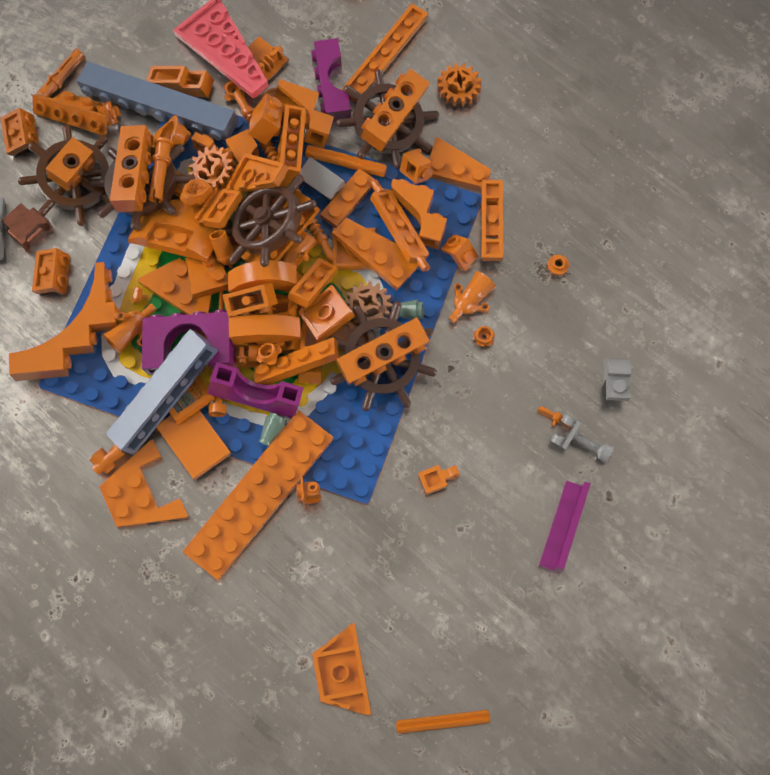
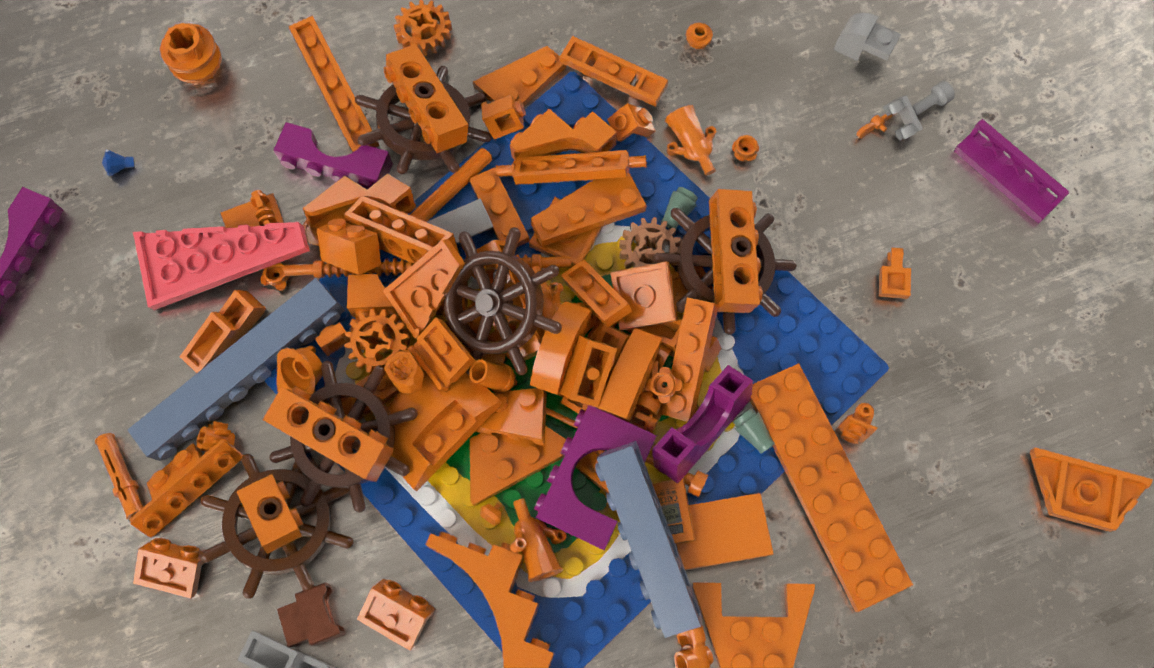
camera: 60 degrees left, 0 degrees up
(161, 160) = (338, 394): orange pin -> none

